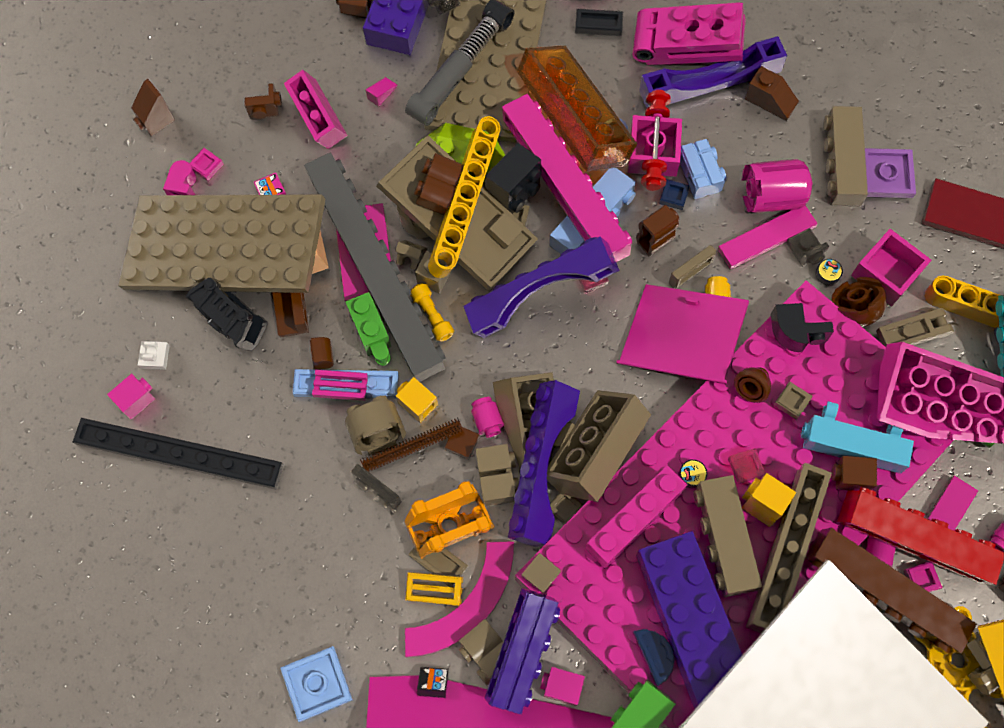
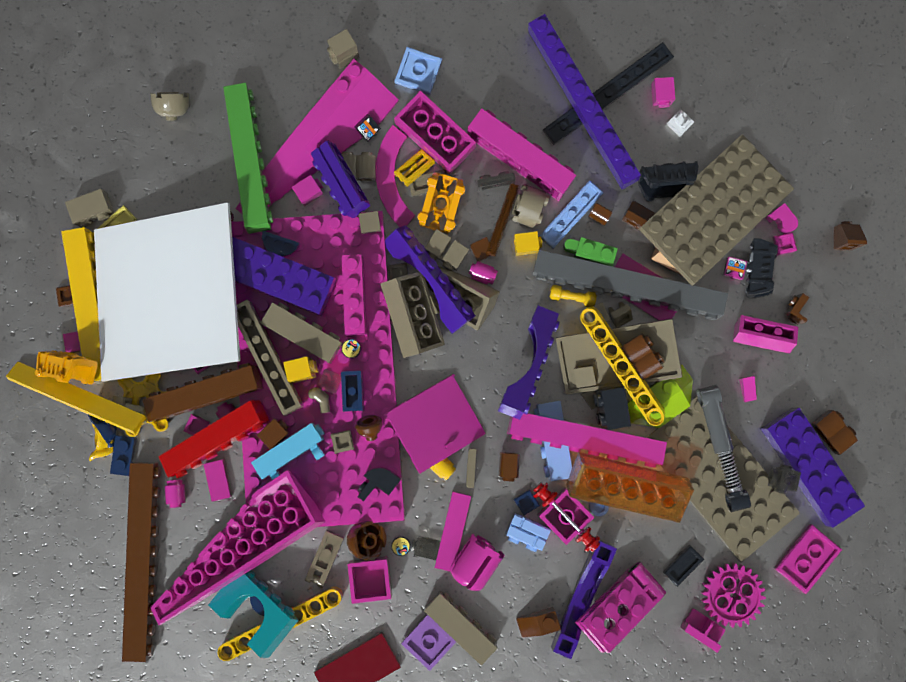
camera: 125 degrees right, 15 degrees up
(207, 468) = (583, 102): none -> dark purple brick
(251, 158) = (760, 268): none -> black piece
(324, 481) = (520, 154): none -> dark pink brick
(339, 384) = (582, 196): dark pink tile -> none
(375, 596) = (435, 132): none -> dark pink brick
(736, 427) = (352, 391): none -> dark blue brick
(771, 459) = (322, 397): none -> dark tan arm

